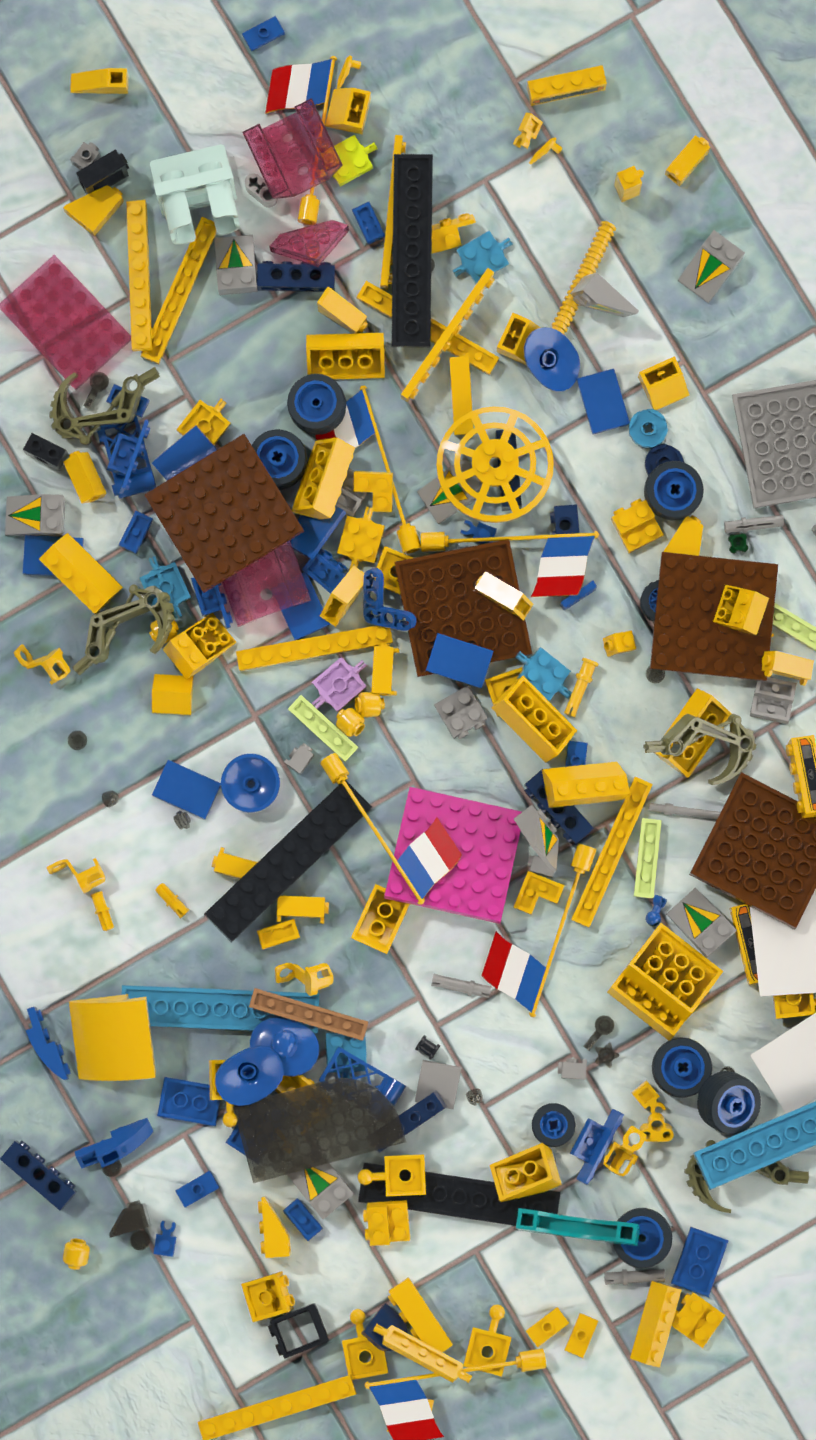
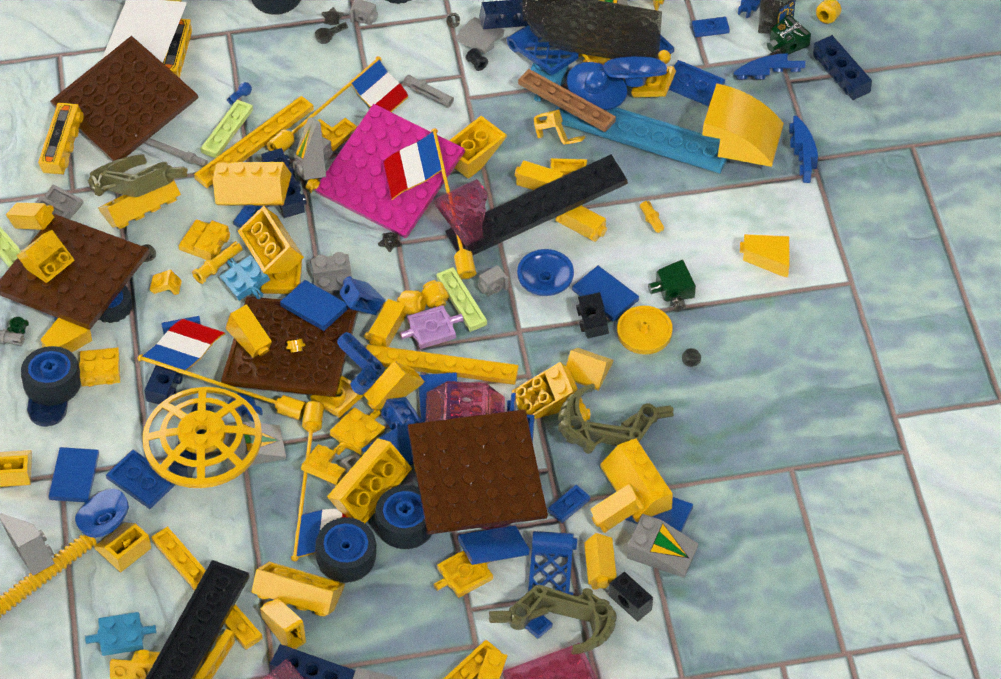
camera: 160 degrees left, 30 degrees down
(41, 894) = (767, 252): none -> yellow slope
(46, 661) = (690, 418): yellow piece -> none
(84, 878) = (727, 251): yellow piece -> none
(85, 534) = (617, 507): none -> yellow brick
(98, 382) = (553, 644): clear smoke plate -> none
(102, 911) = (717, 228): yellow axle -> none
(108, 1199) = (788, 36): none -> dark green torso
(123, 822) = (673, 281): none -> dark green torso
(125, 454) = (550, 560): blue bracket -> none
(133, 759) = (644, 330): none -> yellow piece
(168, 580) = (558, 453): dark azure plate -> none
(182, 820) = (619, 269): clear smoke plate -> none
(187, 760) = (595, 325): none -> black brick
(354, 822) = (465, 210): none -> clear pink plate
(419, 687) = (361, 296): none -> blue torso
(422, 773) = (390, 237): none -> clear smoke plate
(444, 341) = (189, 565): yellow plate -> none
(453, 599) = (295, 345): none -> yellow plate
(461, 392) = (203, 518): yellow tile -> none
(548, 416) = (139, 480): none -> blue tile
(606, 711) = (205, 239): none -> yellow plate
(649, 439) = (48, 447): dark azure plate -> none
(665, 981) = (257, 44): yellow slope -> none
(701, 922) = (206, 73): light grey slope -> none

